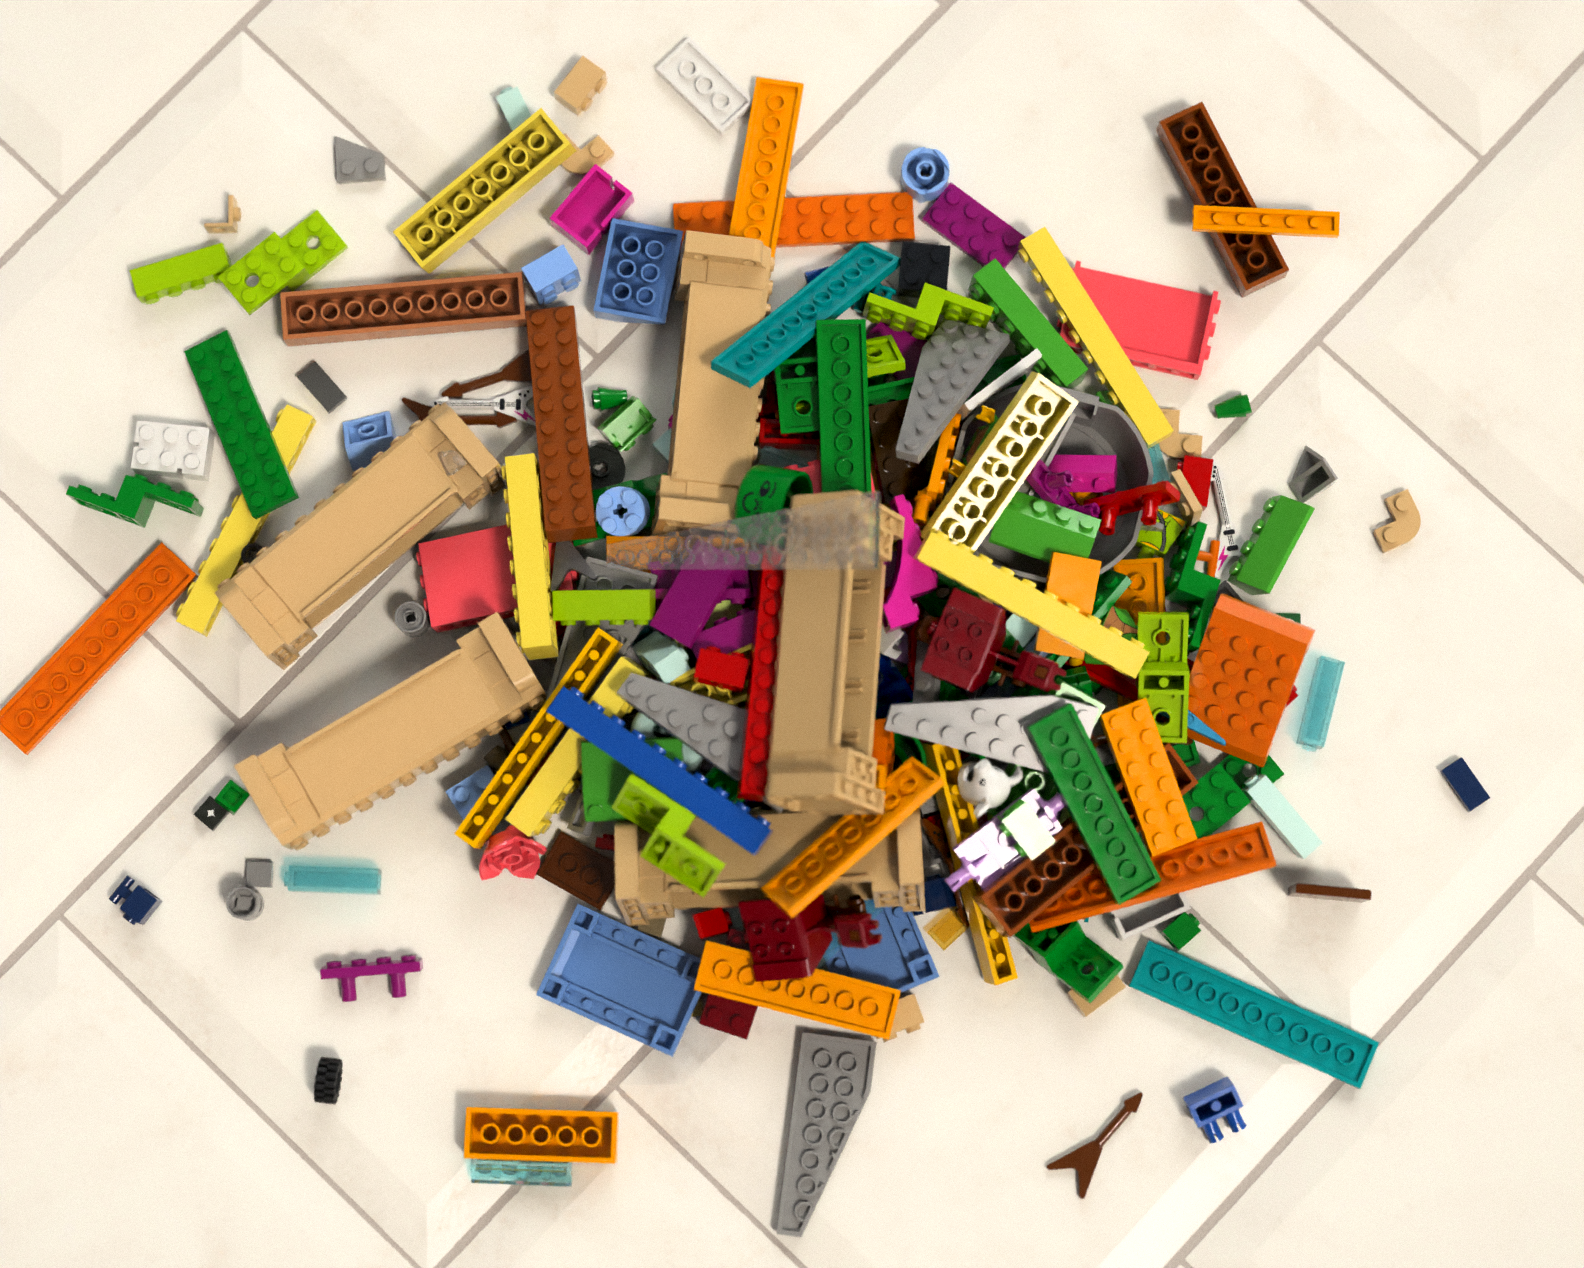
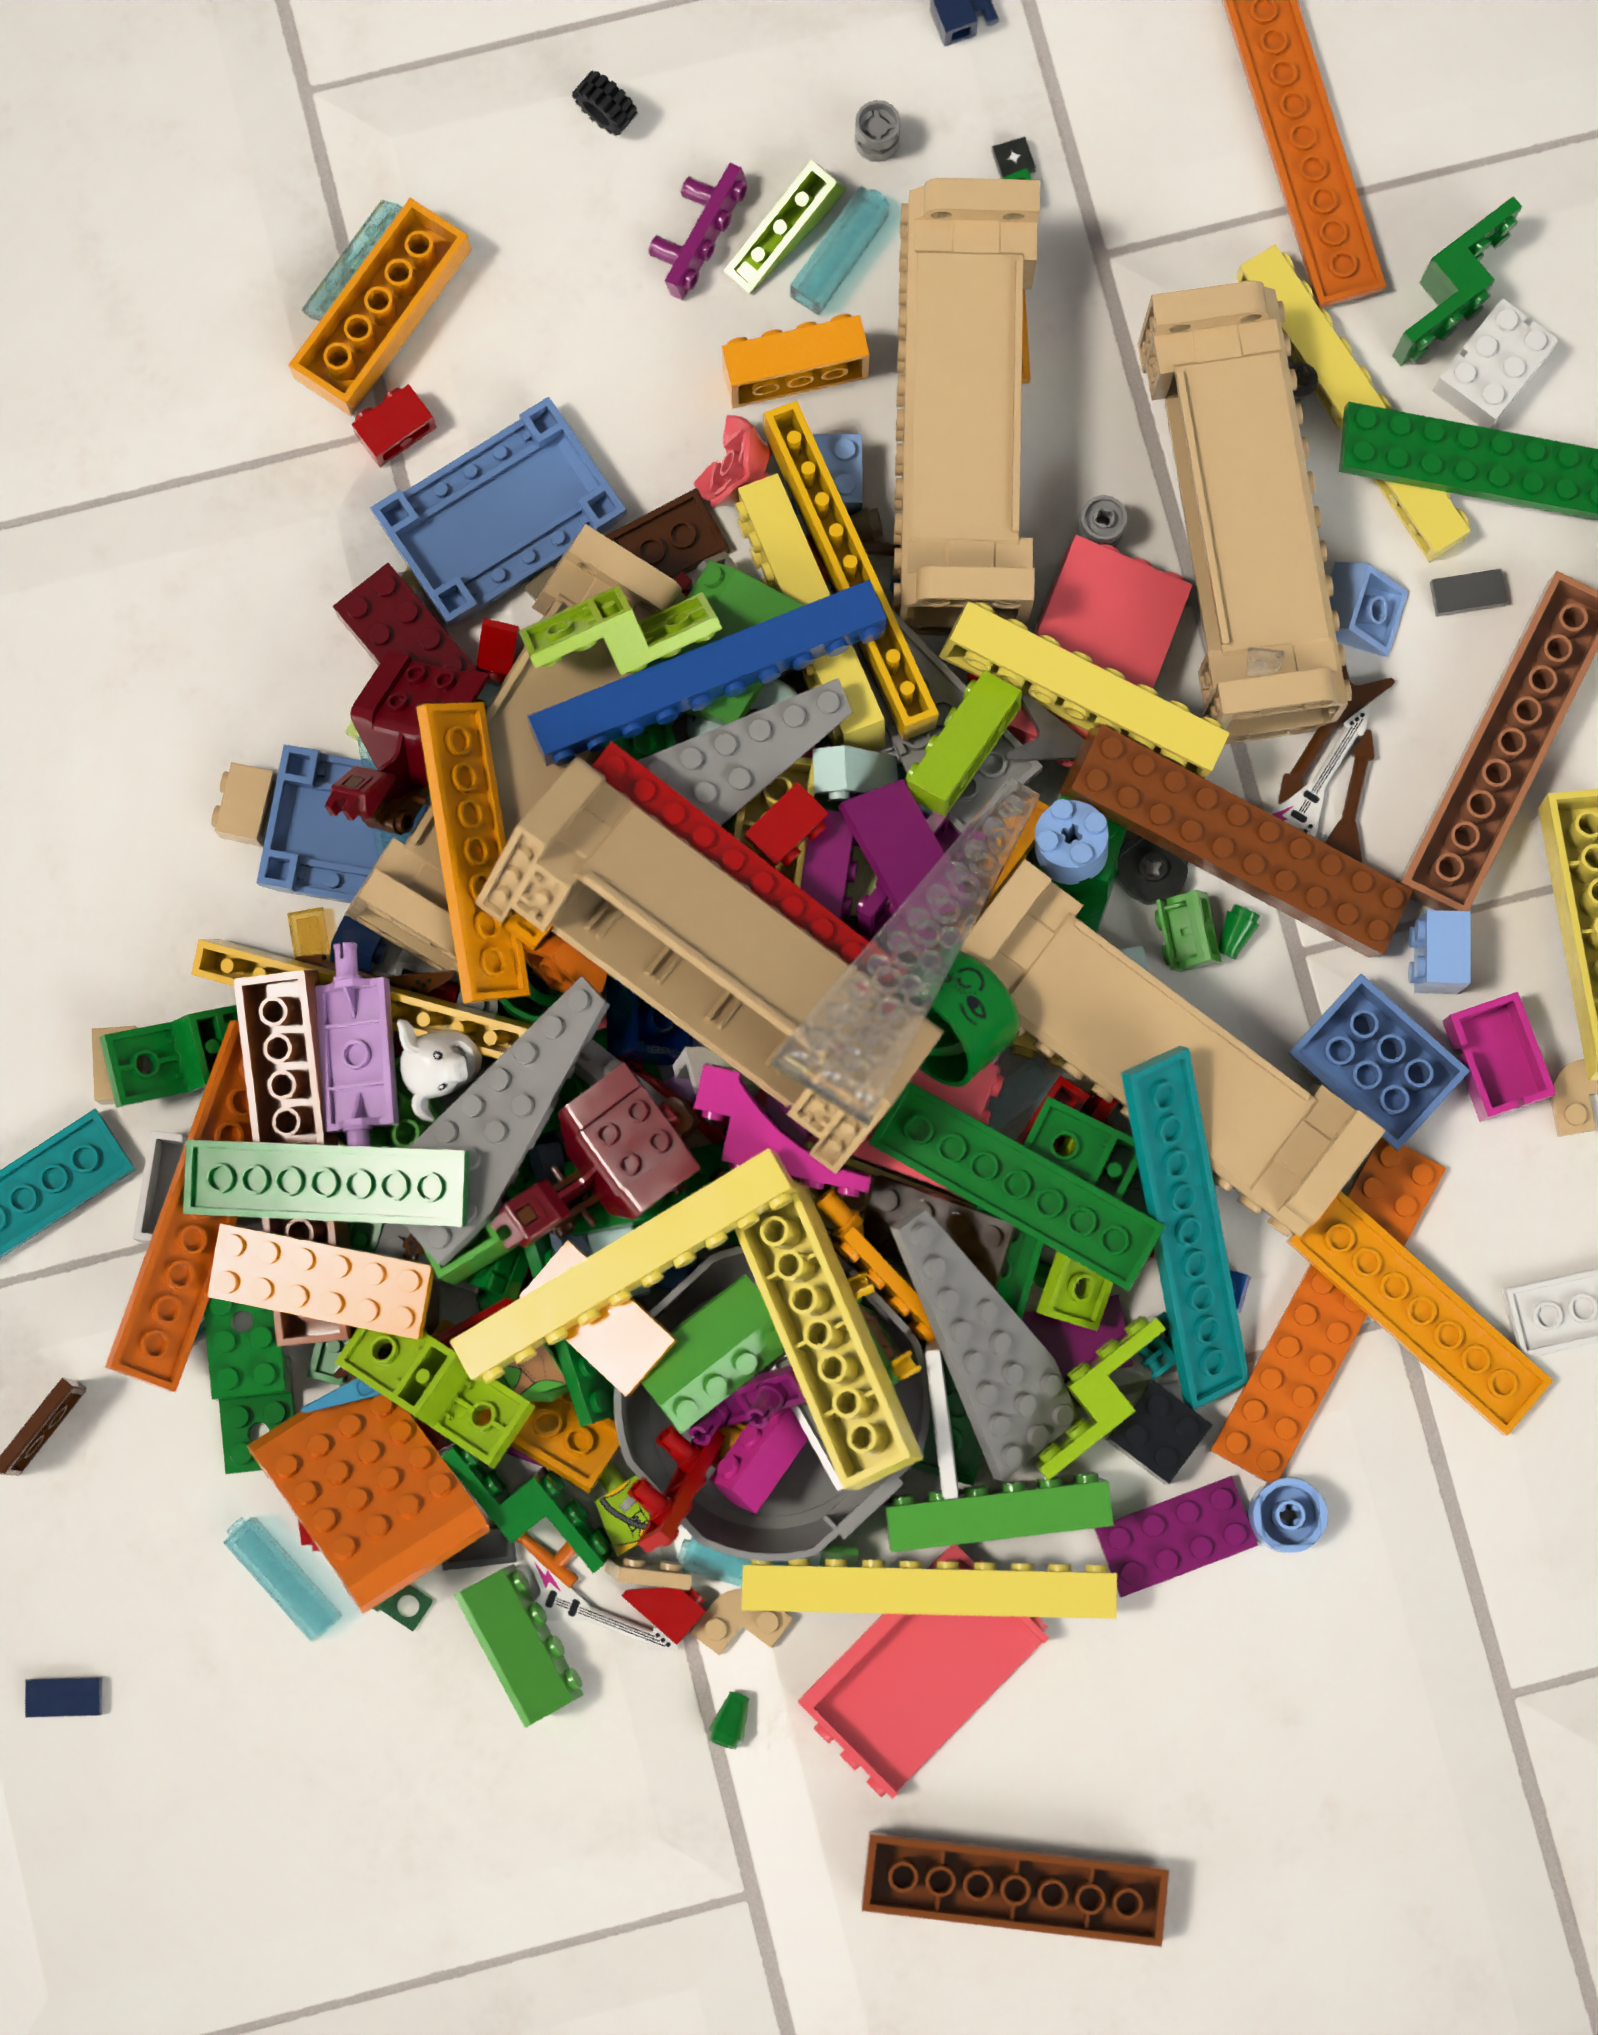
camera: 120 degrees right, 0 degrees up
(259, 874) = (903, 171): light grey tile -> none
(340, 922) = (786, 225): none -> lime slope
(423, 859) = (795, 360): none -> light orange brick
(609, 1080) = (393, 424): none -> red brick
(819, 997) = (317, 722): light orange plate -> none
(827, 1101) = (200, 662): light grey wing -> none
(1025, 829) = (348, 1077): hinge -> none
(1181, 930) = (117, 1215): green brick -> none
(1265, 221) = (943, 1920): light orange plate -> none
(1281, 815) = (174, 1431): light aqua brick -> none
(1311, 475) = (578, 1762): light grey slope -> none
(1405, 523) = (438, 1846): tan plate -> none

